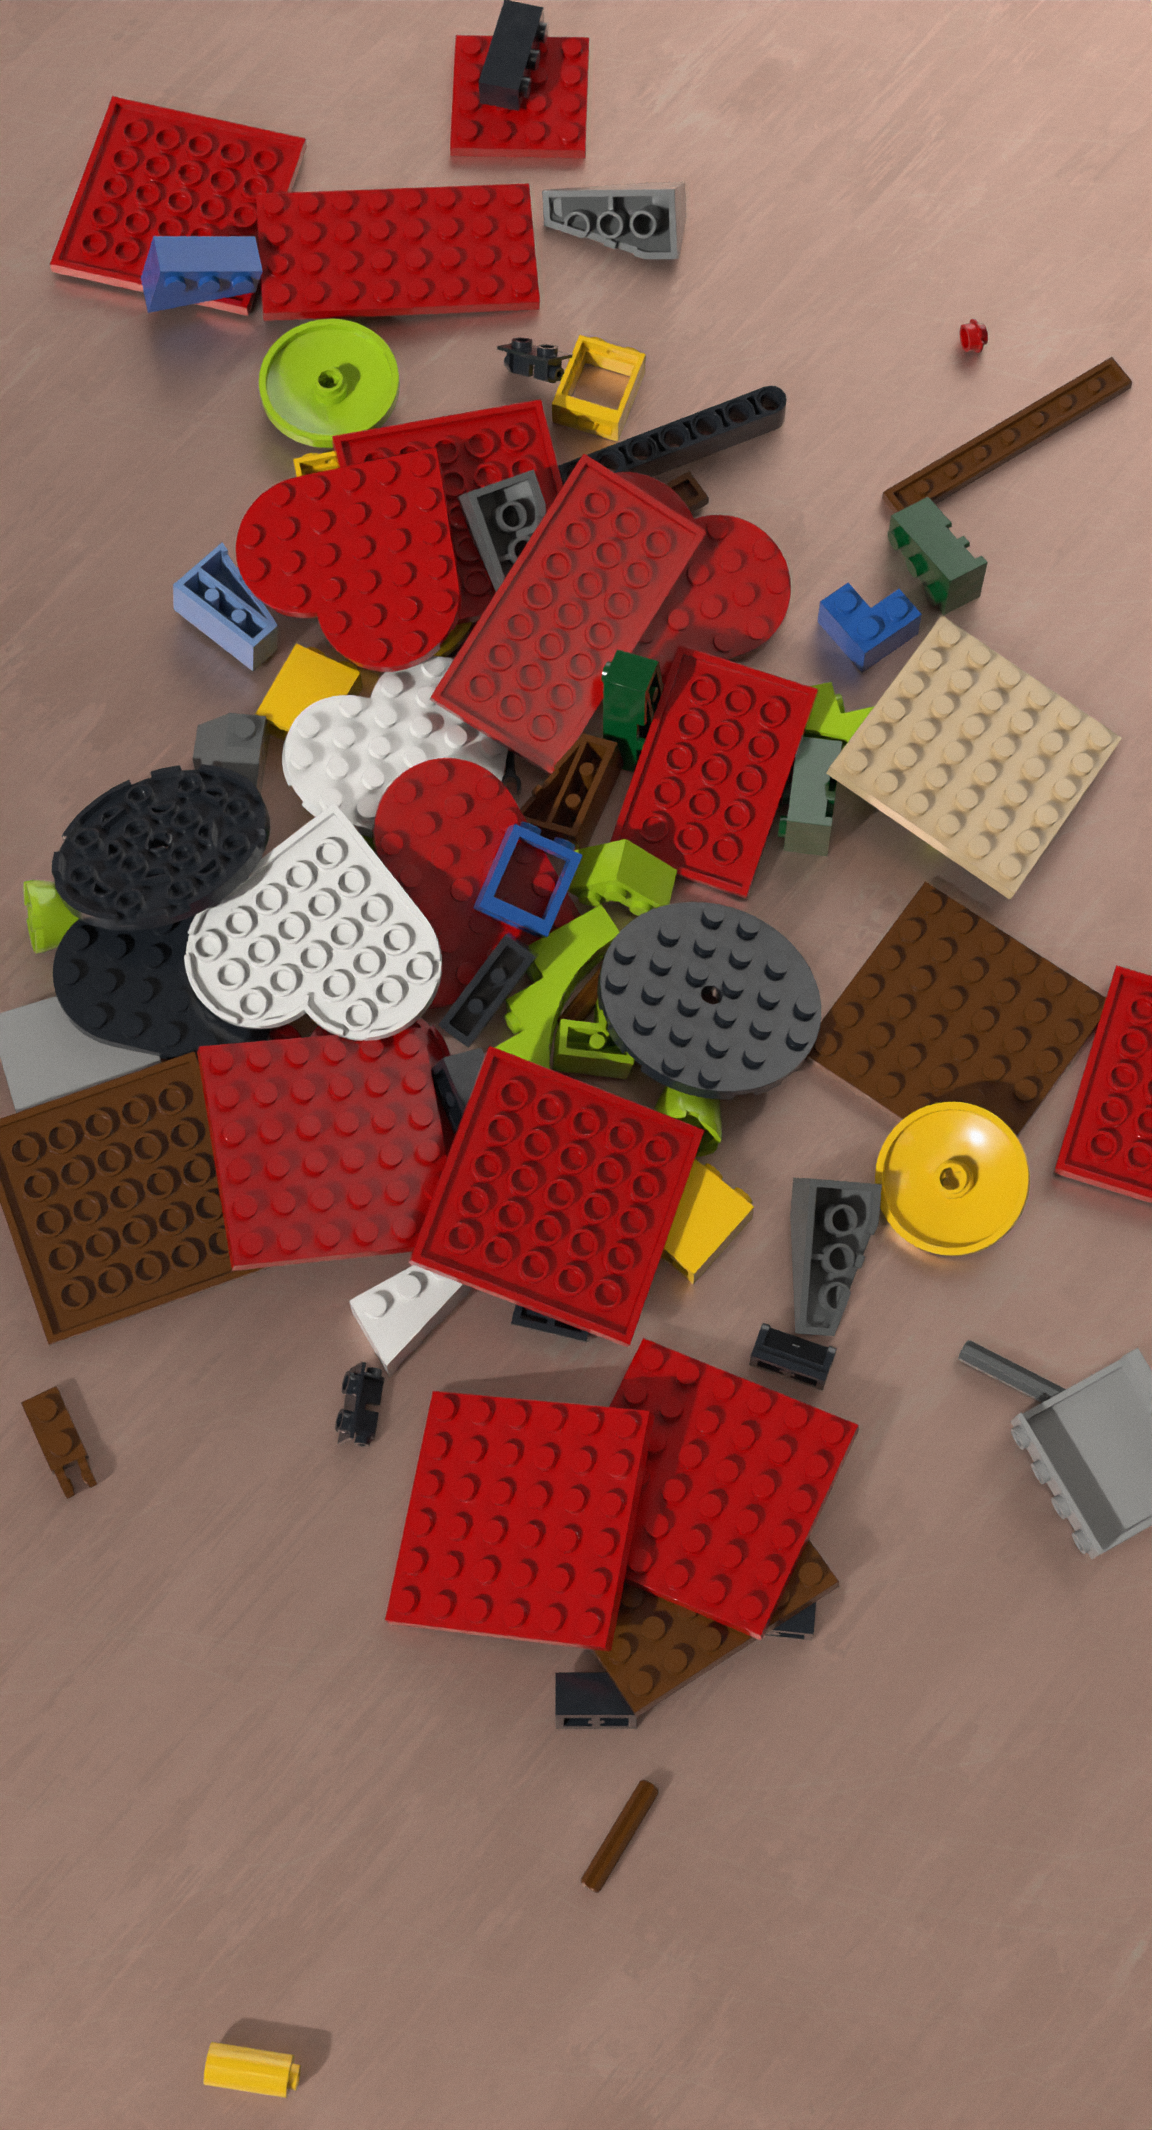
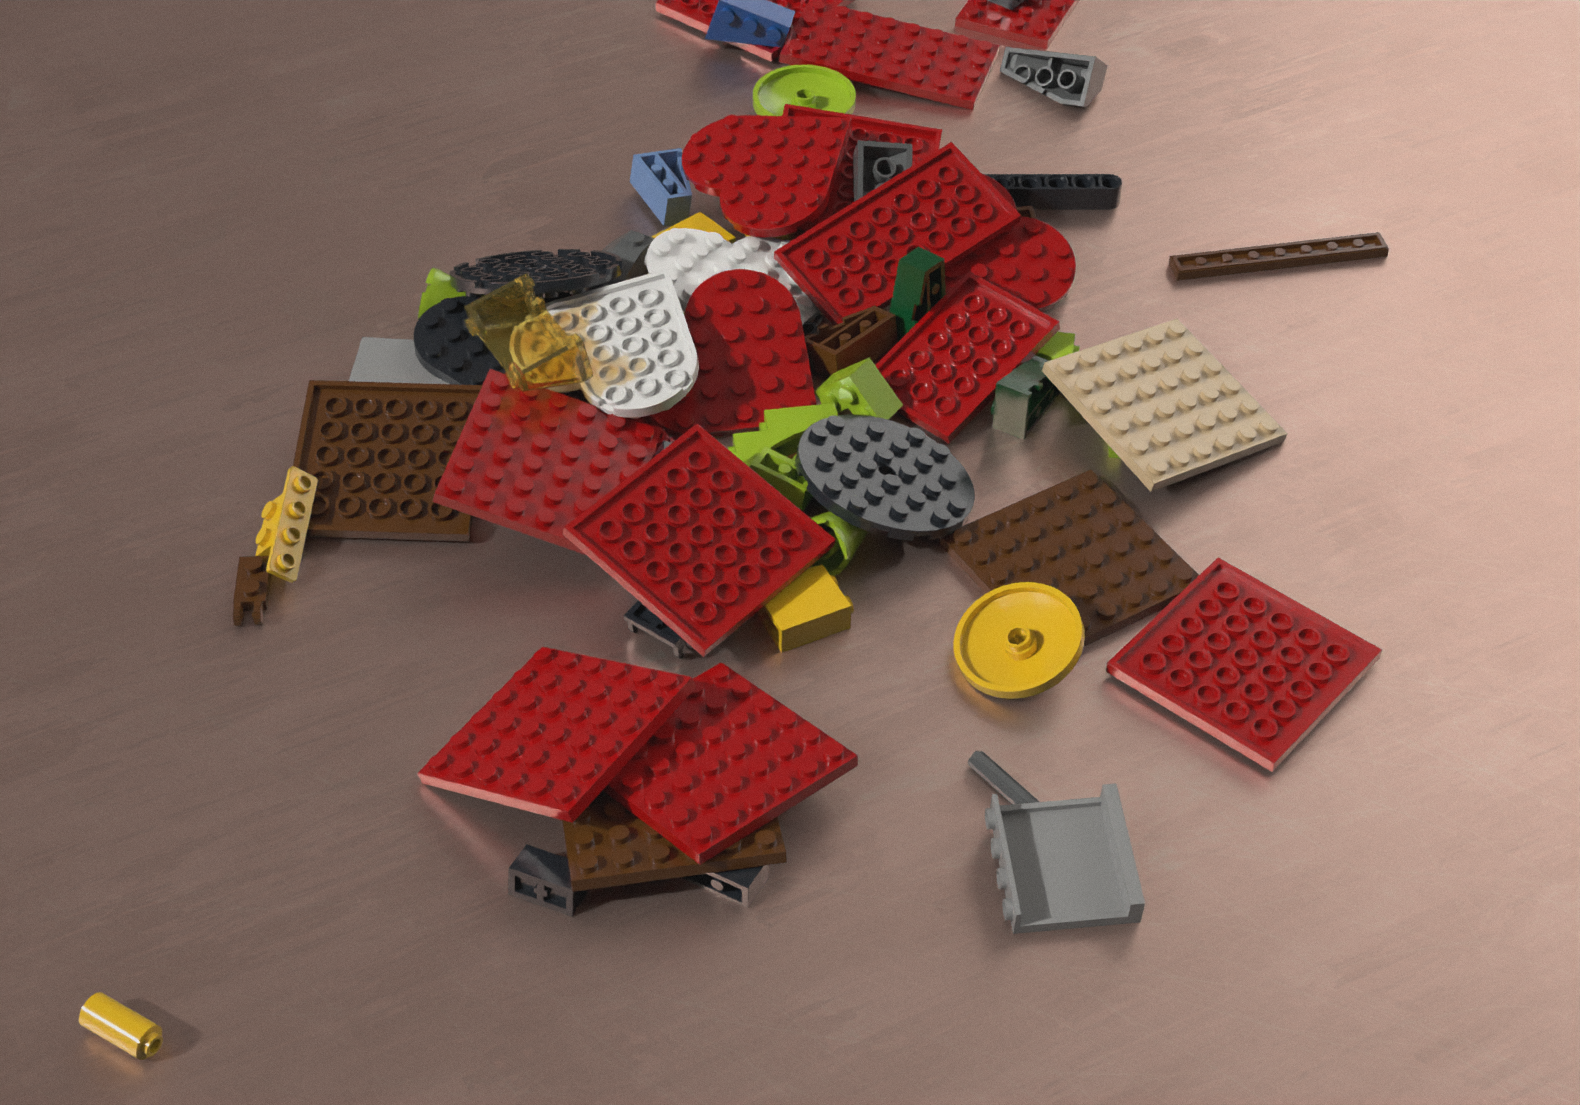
camera: 20 degrees right, 25 degrees down
(56, 1343) = (287, 525): none -> yellow bracket
(226, 991) = (527, 338): none -> clear yellow windscreen
(353, 1419) = (474, 645): black hinge -> none
(404, 1312) = (556, 587): white wedge -> none
(488, 989) = (730, 414): black brick -> none
(515, 916) = (766, 384): blue window -> none
(525, 357) = (953, 123): black hinge -> none
(587, 415) = (998, 133): yellow window -> none
(619, 1836) = (514, 979): reddish brown axle -> none
(792, 1357) = (831, 716): black hinge -> none
(828, 1244) = (902, 650): dark grey wedge -> none
(868, 632) = (1115, 317): blue brick -> none
(936, 556) = (1193, 295): dark green wedge -> none
(973, 336) = (1279, 196): red plate -> none

